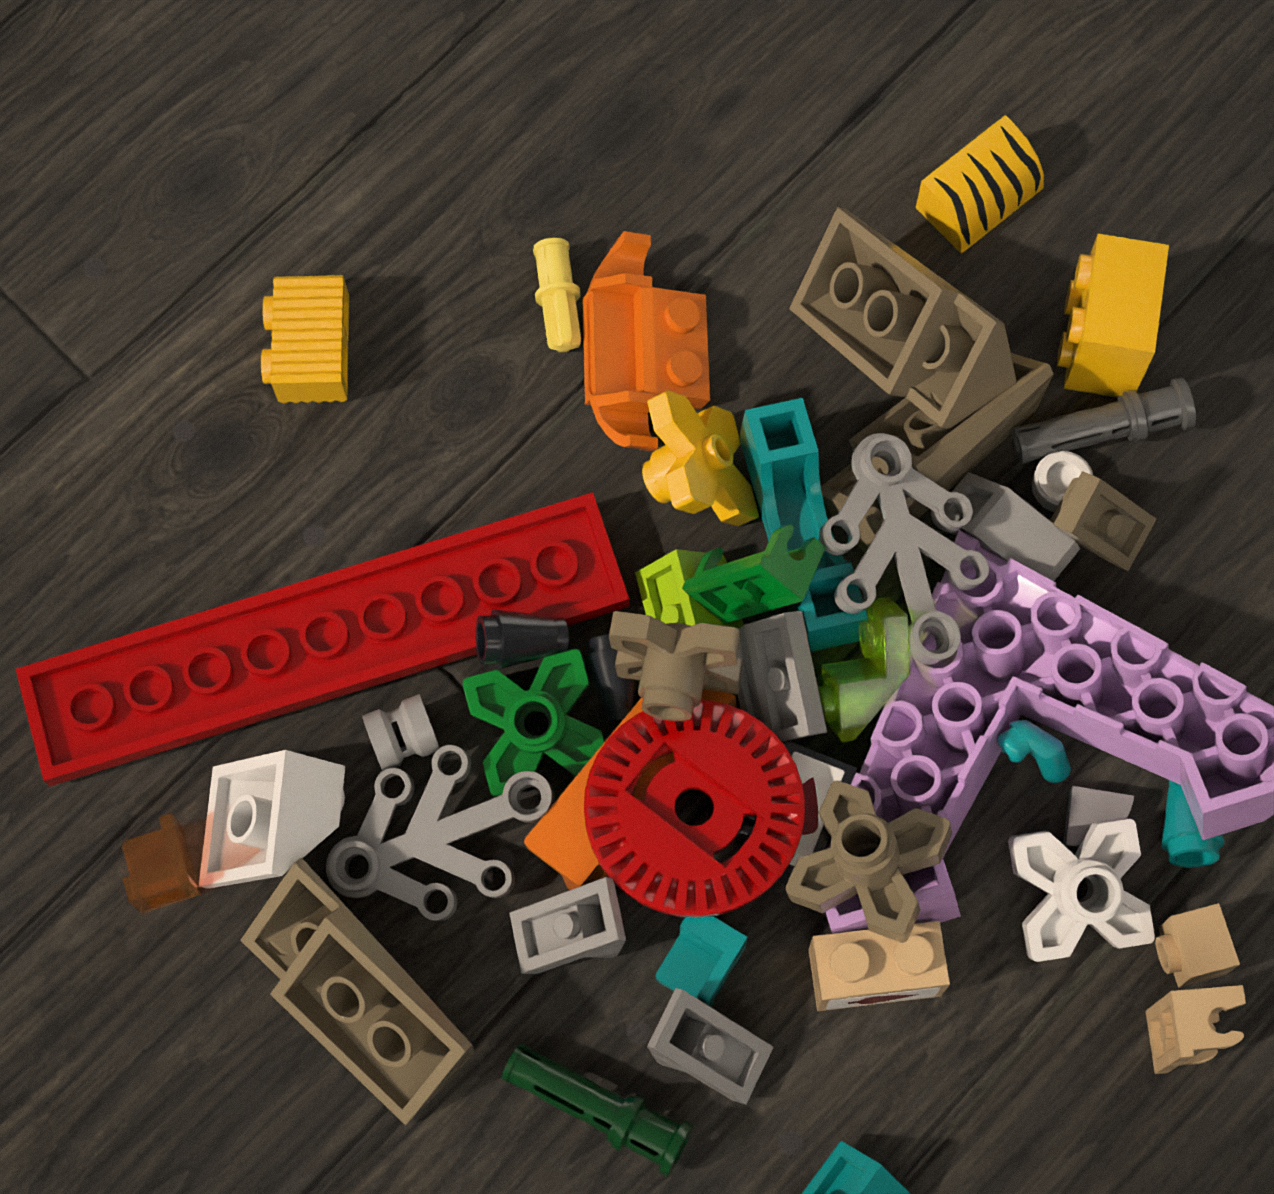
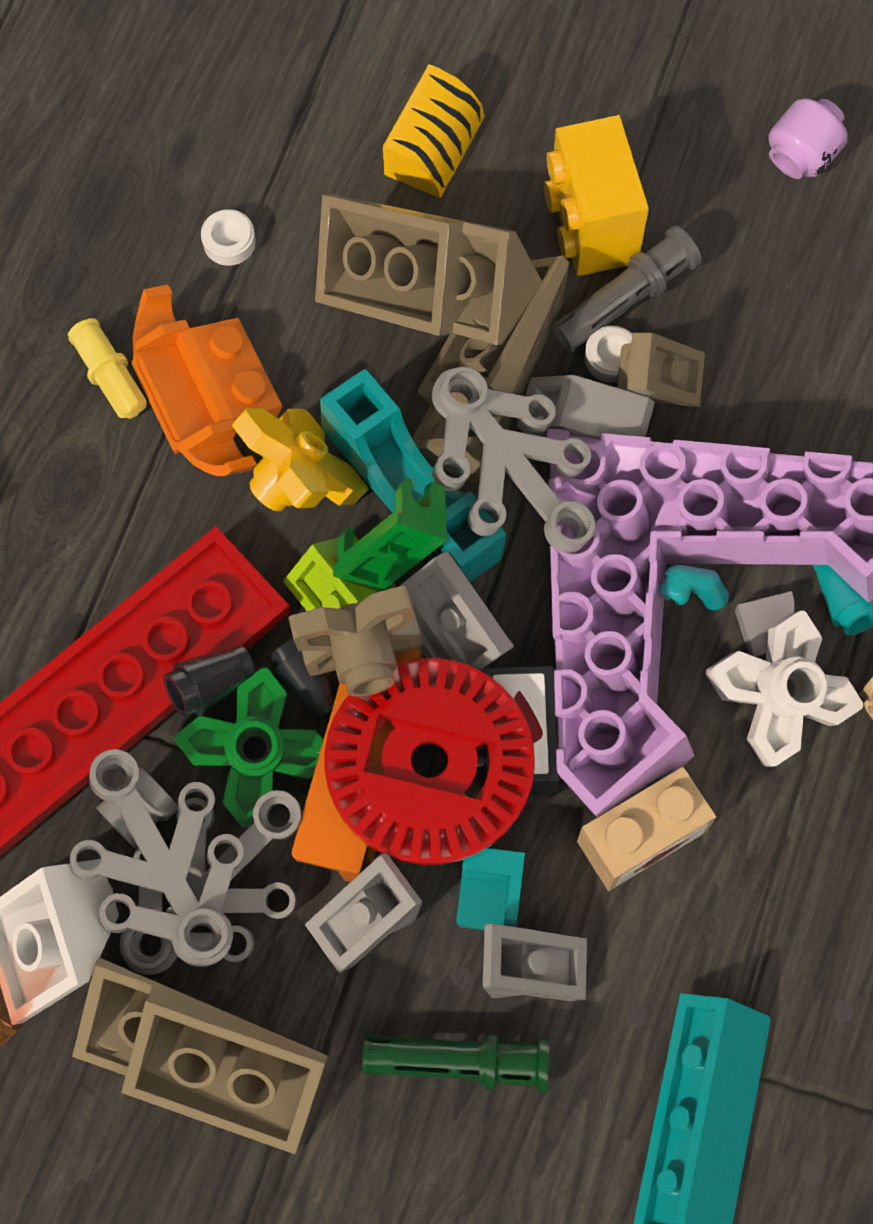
camera: 25 degrees left, 0 degrees up
(399, 800) = (164, 867): none -> light grey plant
(732, 210) = (228, 237): none -> white tile
(860, 687) = (525, 596): clear neon green slope -> none
(869, 860) = (584, 759): dark tan plant -> none

